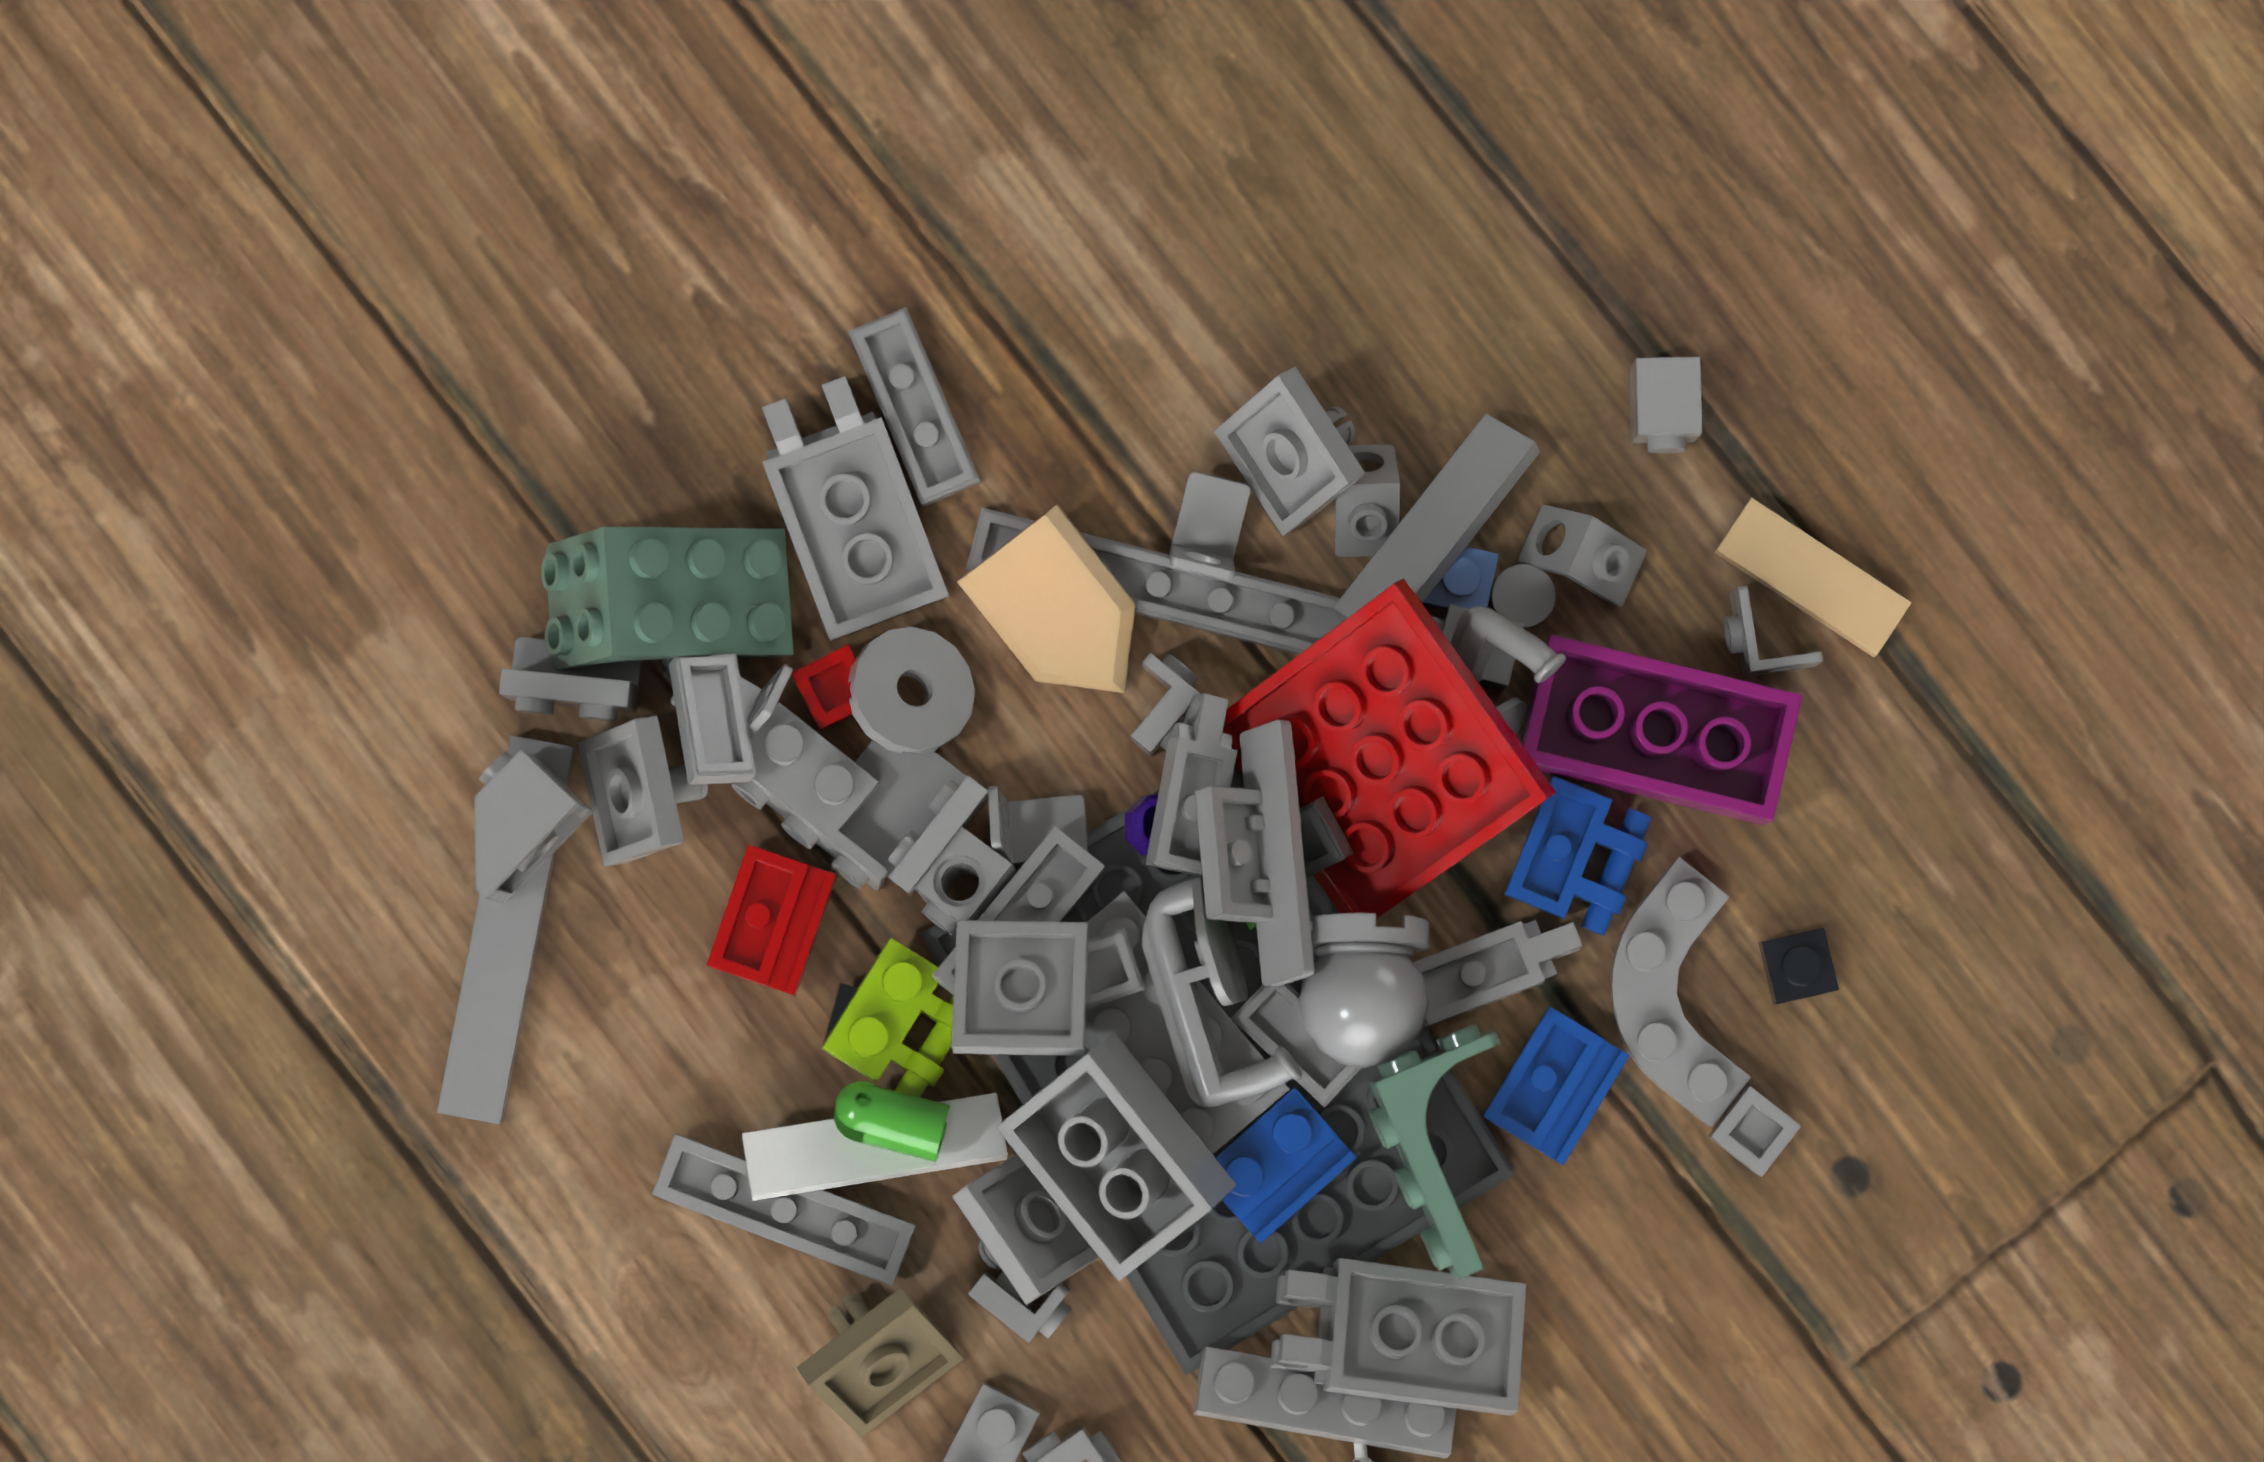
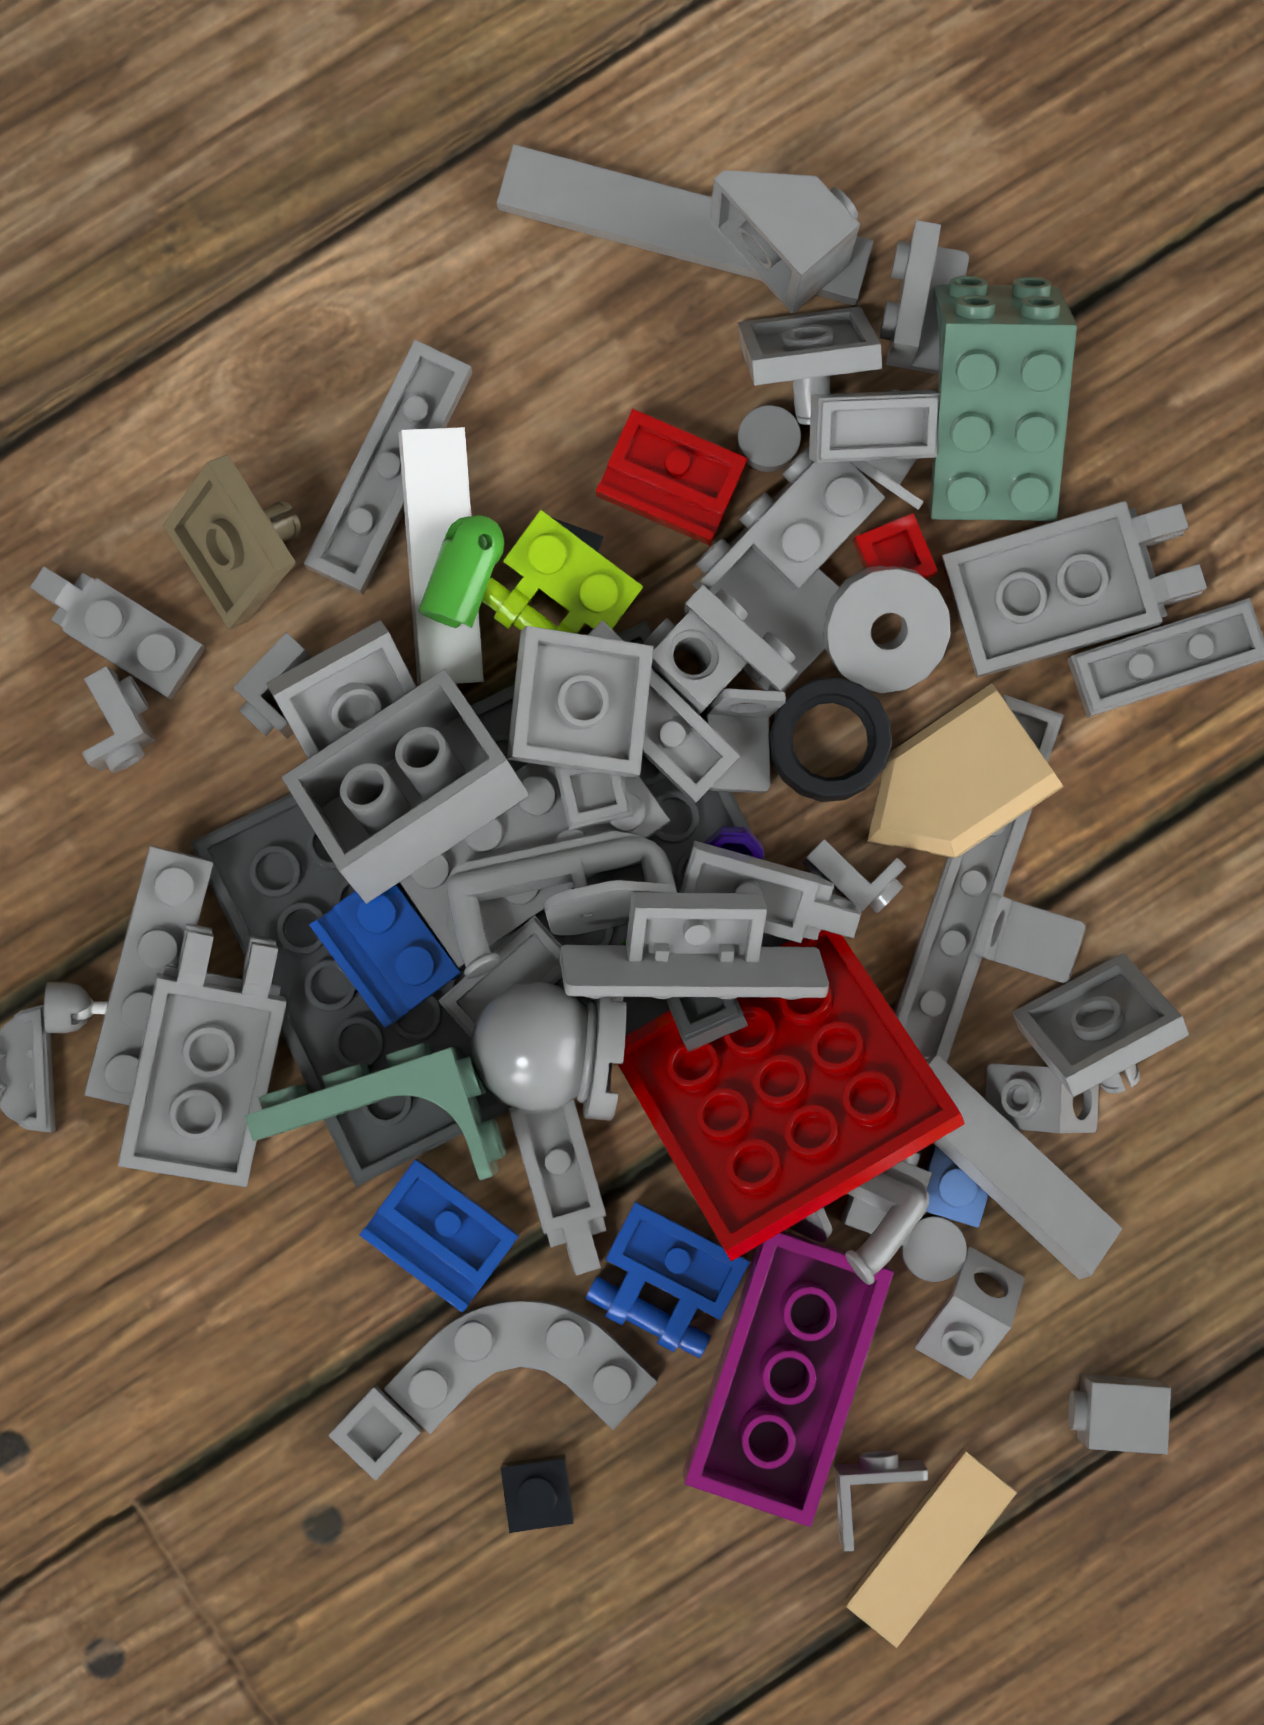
camera: 90 degrees right, 0 degrees up
(722, 825) = (769, 438): none -> light grey tile
(1017, 691) = (860, 702): none -> black tyre

